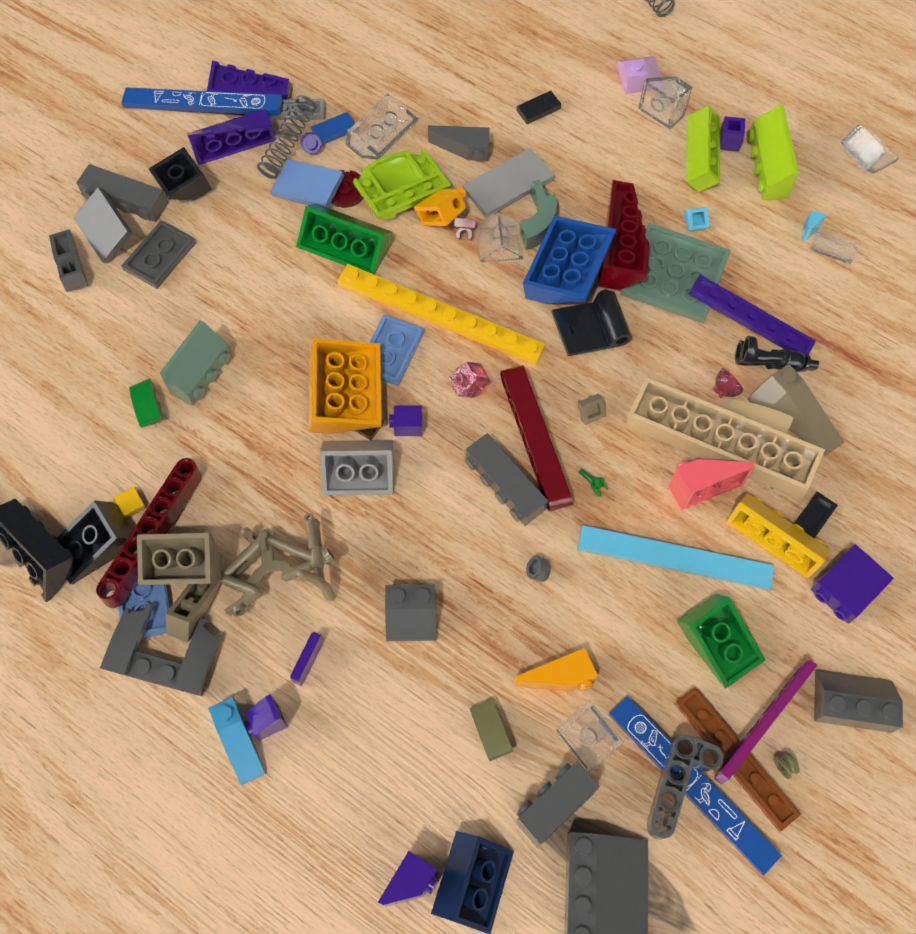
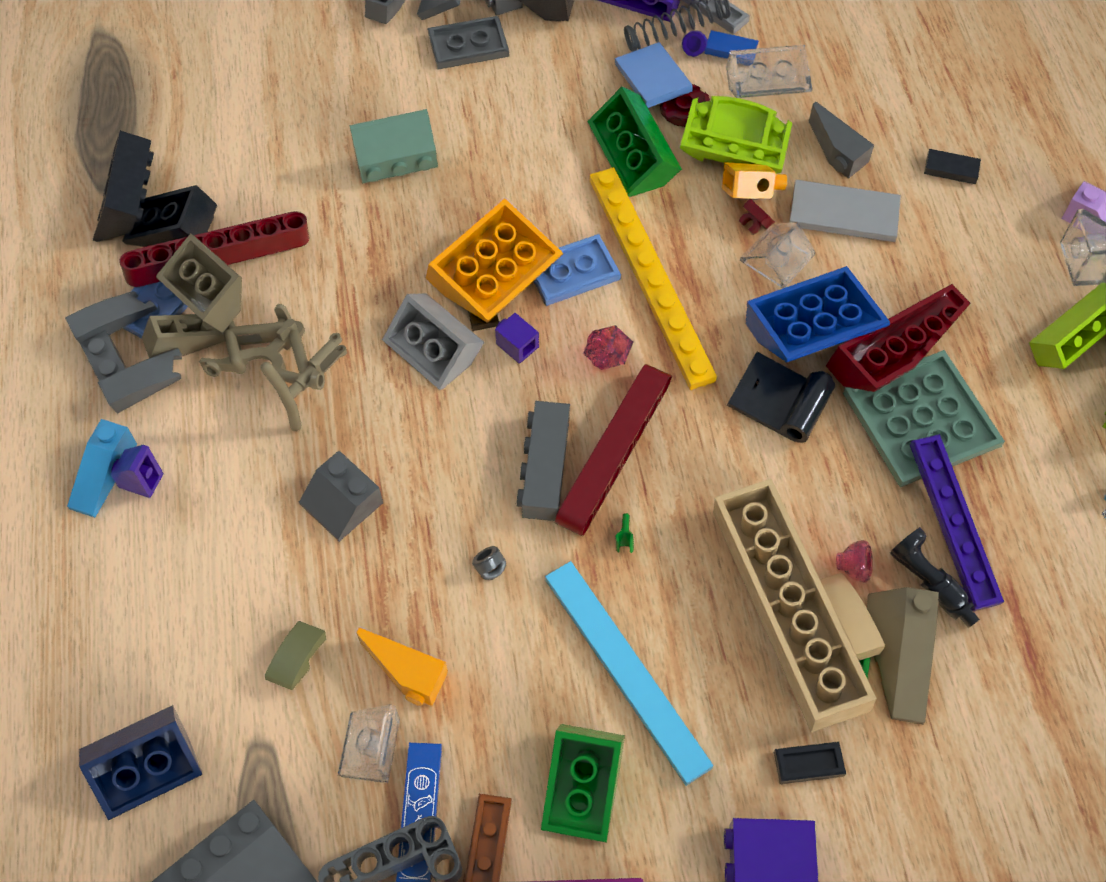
camera: 45 degrees right, 5 degrees down
(129, 502) = (229, 215): yellow tile -> none
(145, 403) = (324, 149): green slope -> none
(306, 658) = (219, 456): dark purple tile -> none
(410, 881) = (91, 702): dark purple slope -> none
(534, 228) = (854, 257): sand green arch -> none
(556, 803) = (269, 766): dark grey brick -> none
(591, 408) = (694, 468): dark tan tile -> none
(696, 218) = (1004, 387): medium azure slope -> none
(705, 479) = (730, 625): coral slope -> none
(778, 535) = (748, 740): yellow slope -> none

